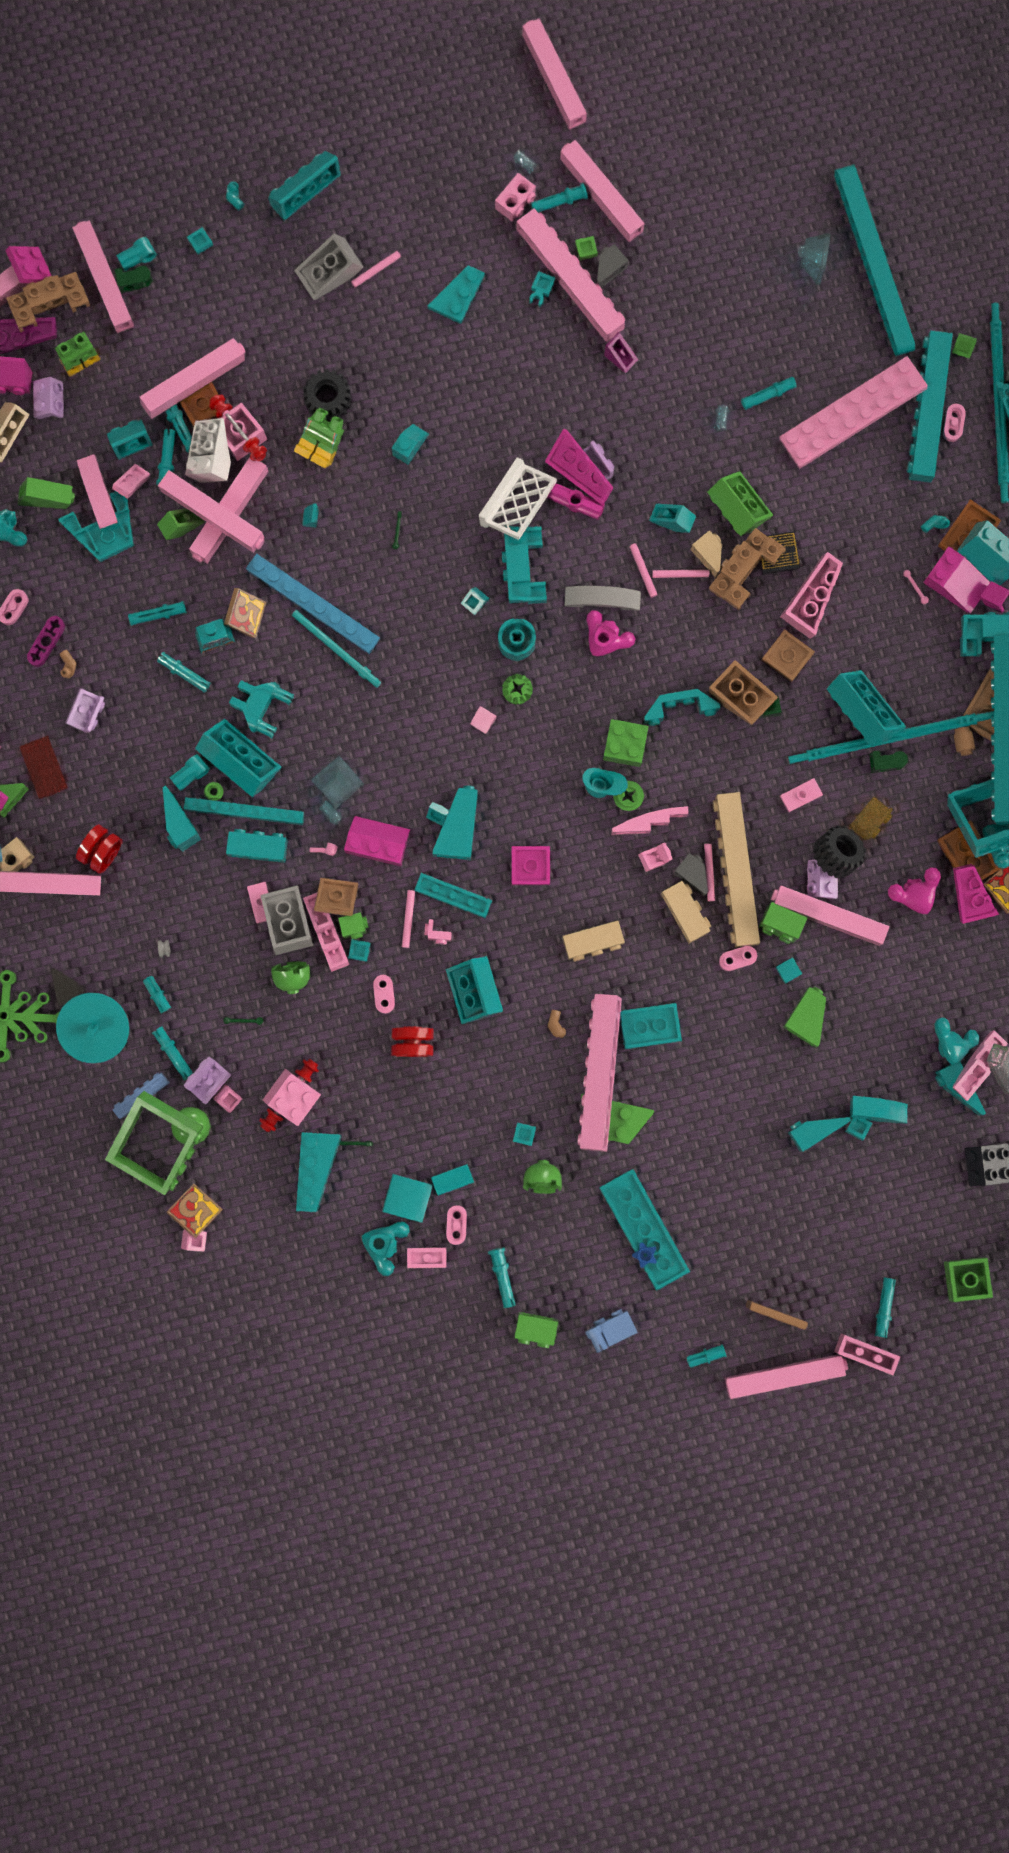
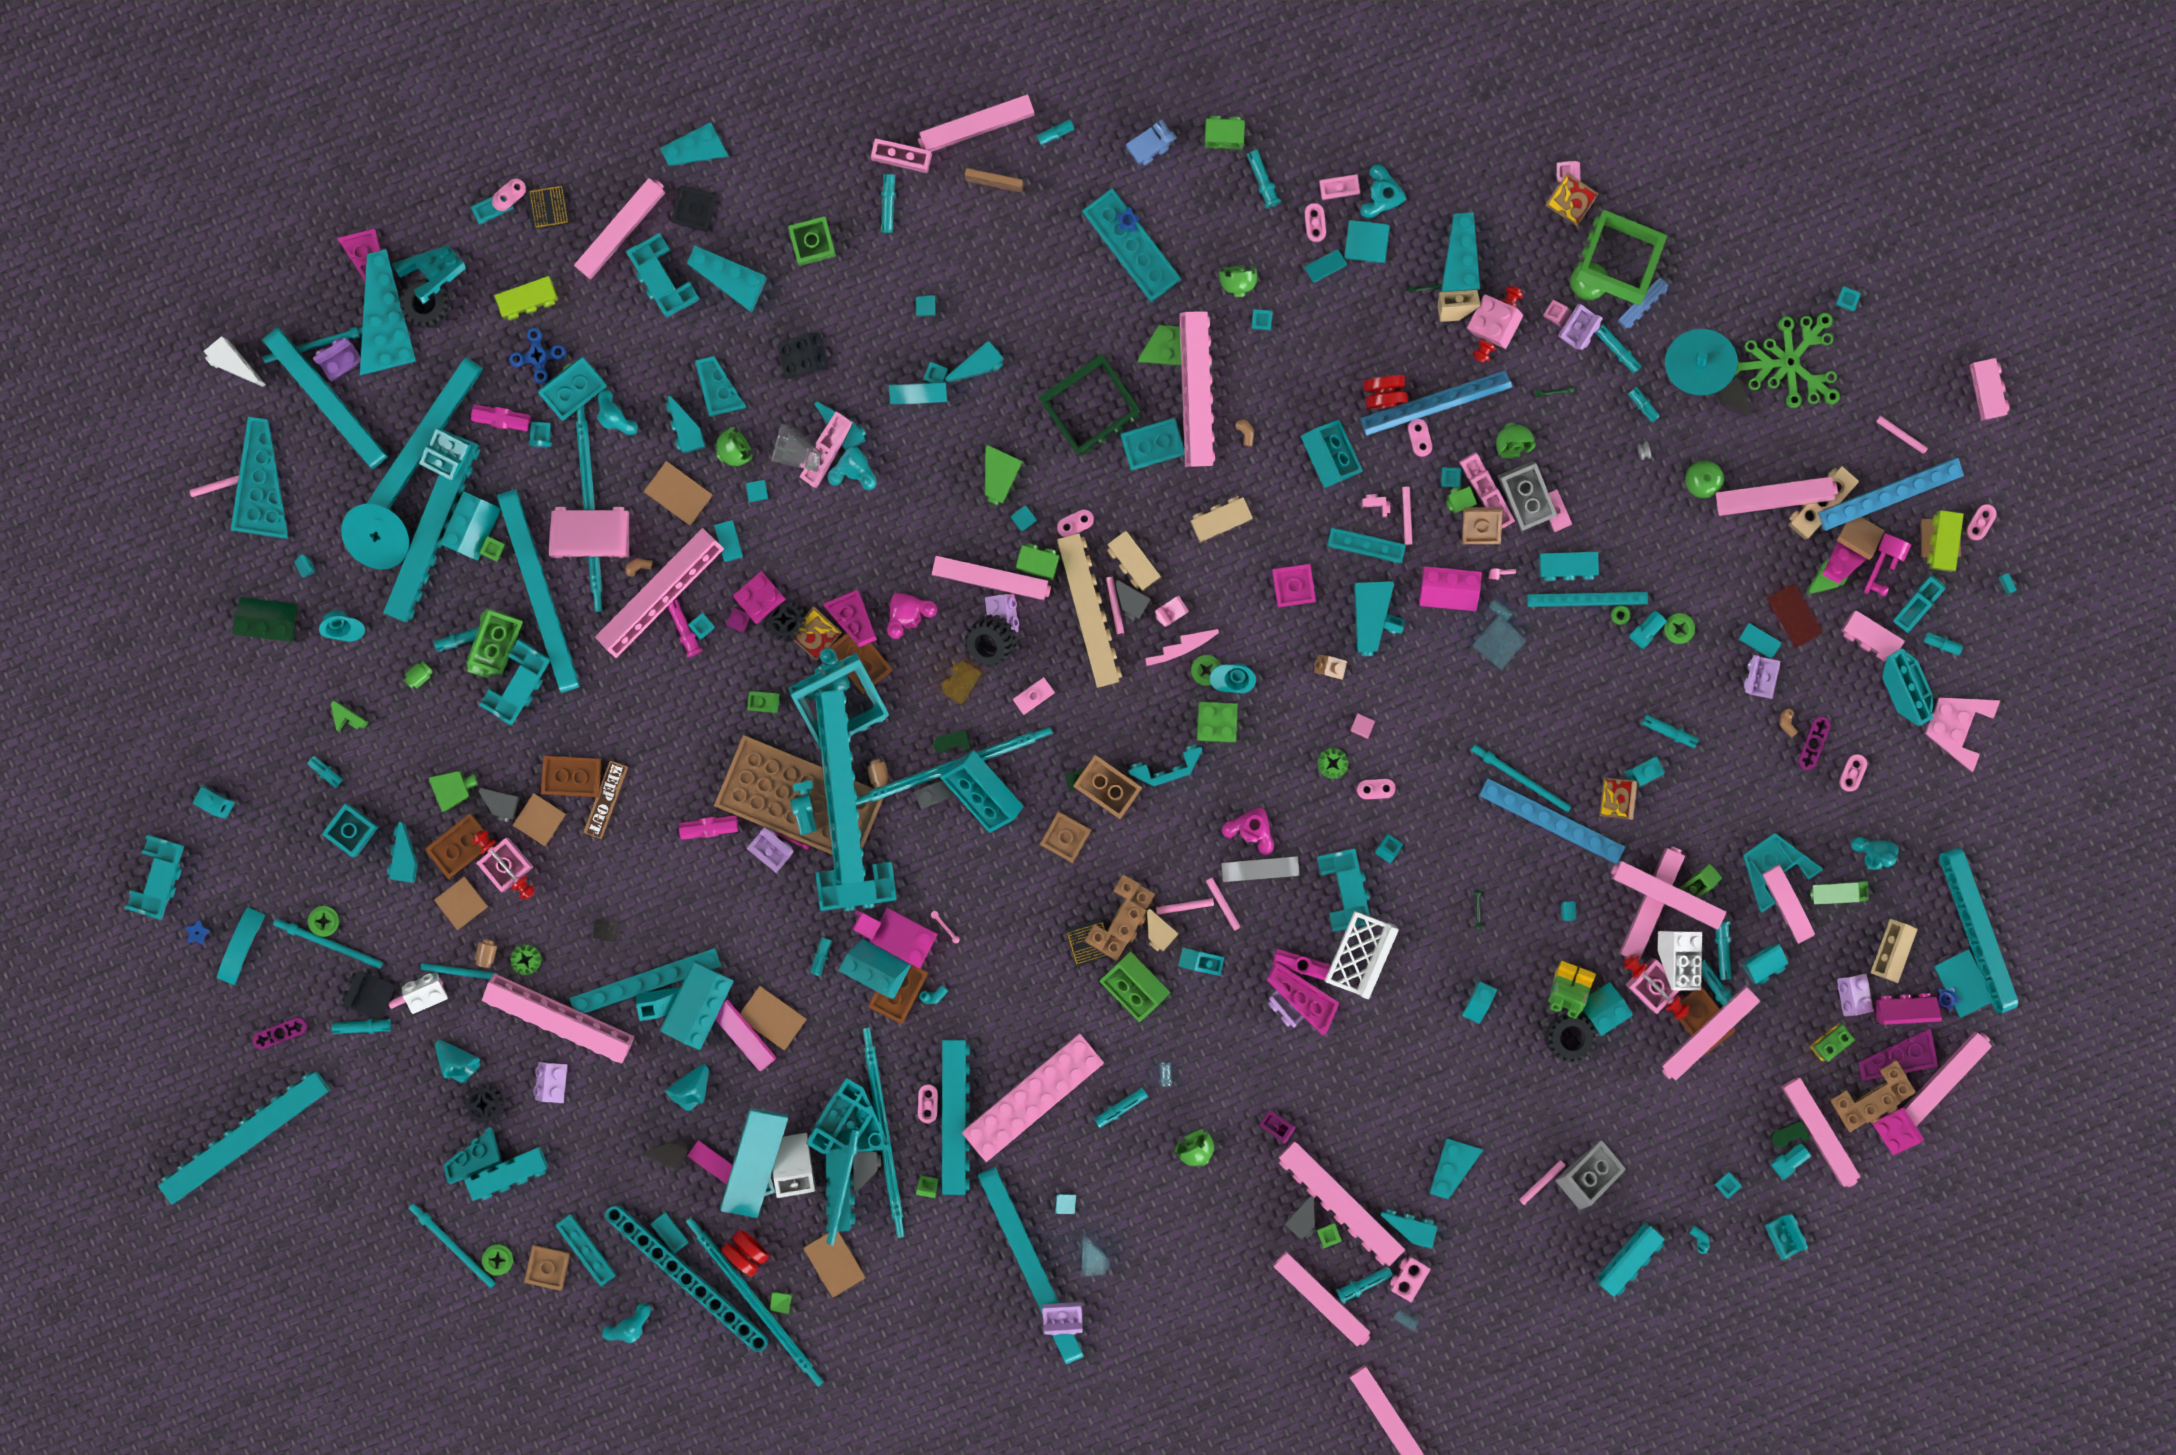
camera: 175 degrees right, 5 degrees up
(81, 747) = (1759, 641): none -> teal tile
(99, 849) = (1722, 536): red wheel -> none
(109, 912) = (1704, 479): none -> bright green cylinder
(131, 481) = (1755, 919): bright pink plate -> none
(152, 186) = (1786, 1236): none -> teal bracket
(160, 761) = (1688, 627): none -> bright green gear
(175, 609) = (1686, 795): teal pin -> none
(180, 829) = (1649, 574): teal slope -> none
(237, 757) = (1601, 652): teal slope -> none
(258, 703) = (1590, 708): teal connector -> none
(288, 417) = (1606, 1009): none -> teal slope
(326, 1120) = (1457, 304): none -> tan slope
(362, 1025) = (1435, 402): none -> dark azure plate
(478, 660) = (1376, 790): none -> bright pink plate
(503, 240) = (1416, 1231): none -> teal slope
(506, 781) = (1330, 666): none -> bracket
(516, 628) = (1352, 810): teal brick -> none
(542, 286) = (1368, 1188): teal plate -> none
(702, 1039) = (1072, 379): none -> dark green window
(703, 343) = (1196, 1149): none -> bright green cylinder
(809, 602) = (1049, 899): bright pink wedge -> none
(833, 312) = (1065, 1203): none -> slope
(853, 200) = (1062, 1318): none -> lavender bracket
(859, 1197) = (925, 306): none -> teal slope
(915, 712) = (933, 794): none -> dark grey slope

